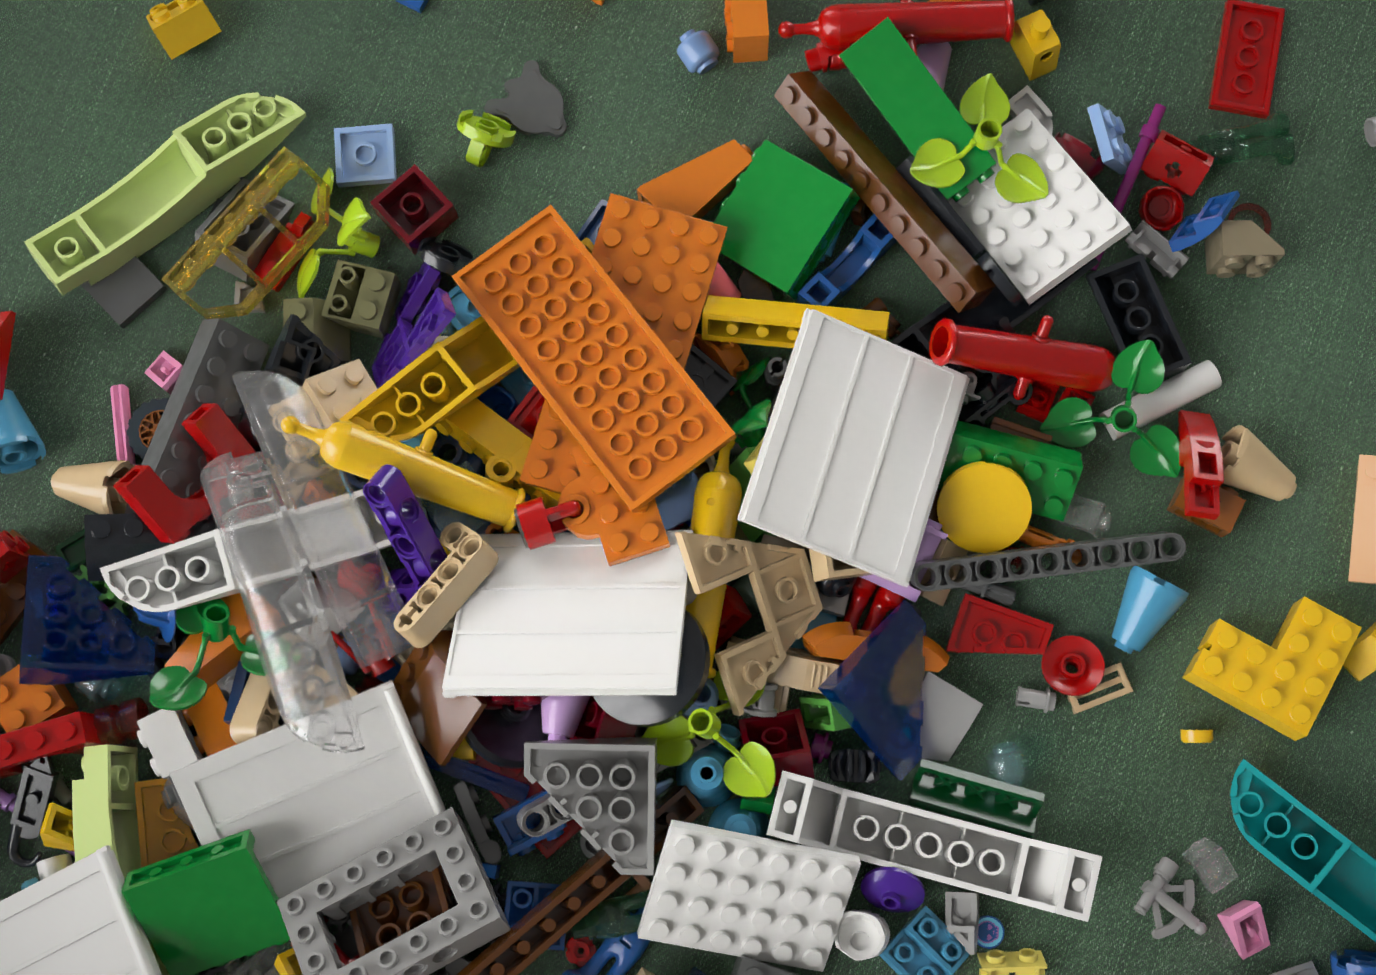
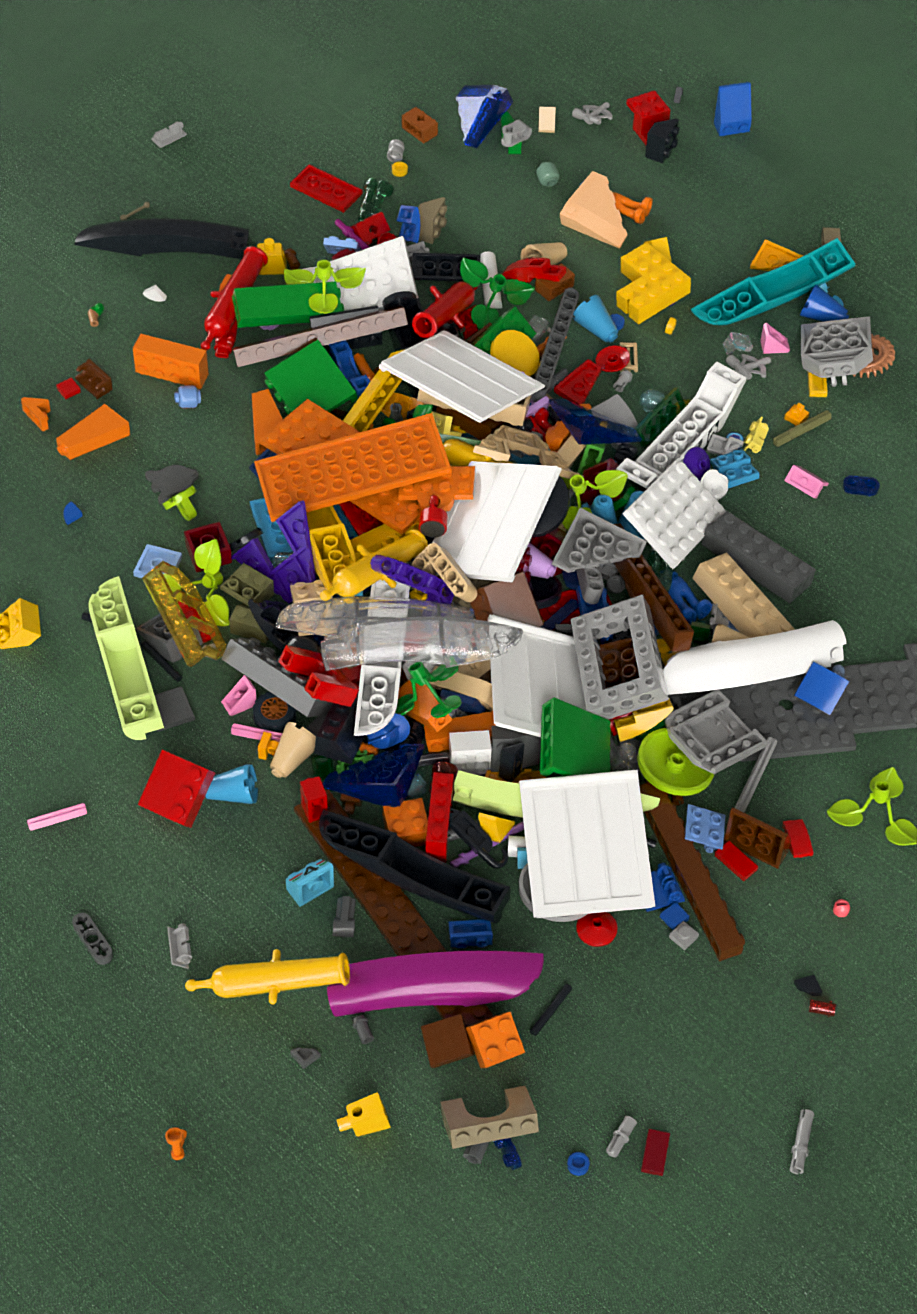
camera: 75 degrees left, 25 degrees down
(98, 447) = (266, 746): none -> light orange tile
(159, 815) = (511, 762): none -> black slope
(856, 296) = (363, 366): none -> orange pin
(1064, 69) = (291, 258): none -> reddish brown pin
(1168, 639) = (618, 321): none -> blue tile
(1350, 152) = (399, 169): none -> yellow tile

